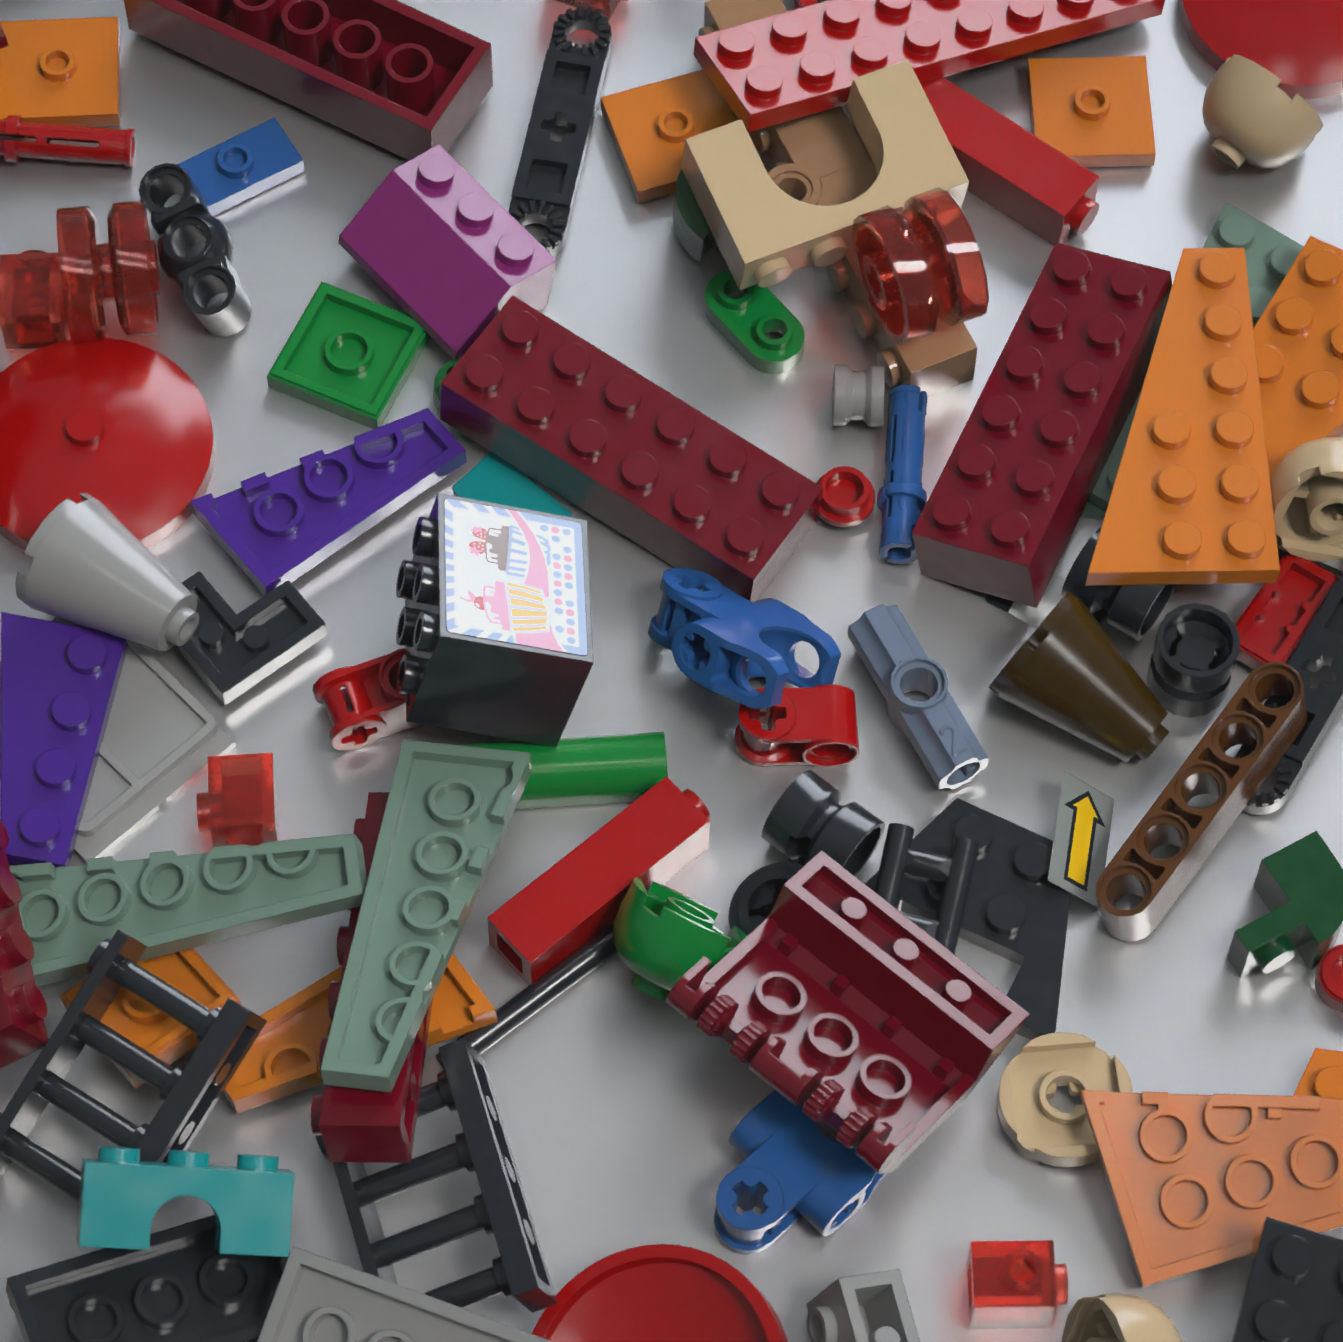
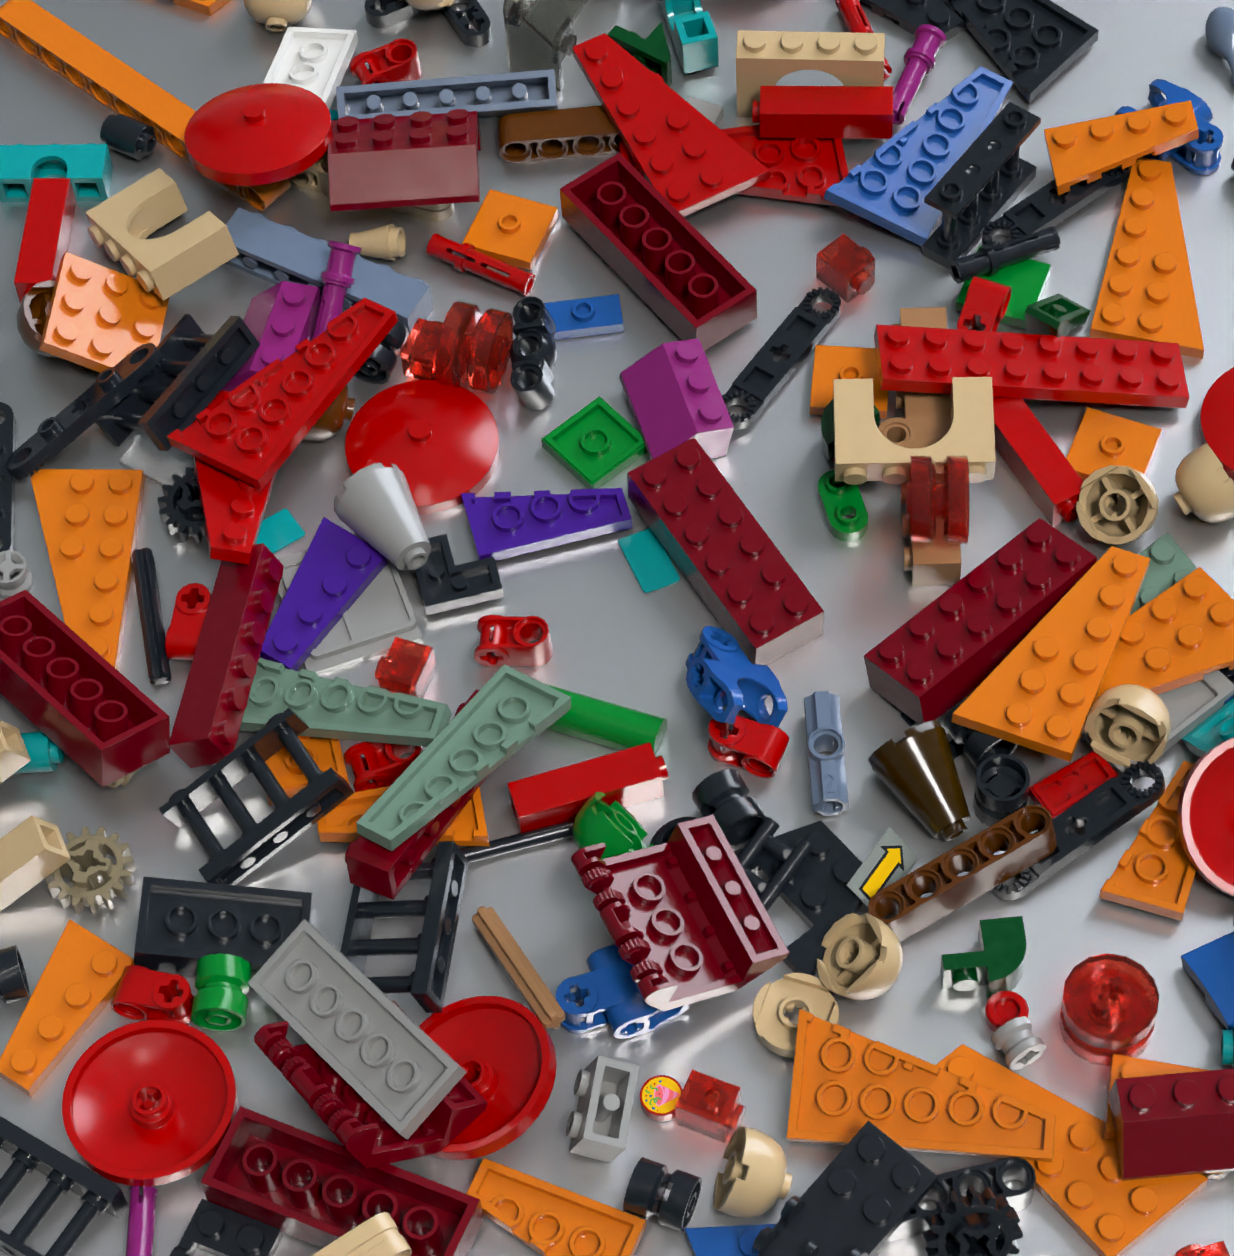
camera: 30 degrees right, 5 degrees down
(124, 1194) = (222, 855): teal arch -> none
(273, 965) = (382, 763): none -> red piece
(495, 620) = (587, 615): container -> none
(638, 1189) = (518, 968): none -> medium nougat axle
(846, 497) = (843, 624): red plate -> none
(858, 395) = (879, 568): light grey wheel -> none
(902, 494) = (886, 620): blue pin -> none
(936, 1298) = (660, 1097): none -> tile
(1121, 979) = (860, 957): none -> tan cylinder
(1151, 186) = (1117, 504): none -> tan cylinder

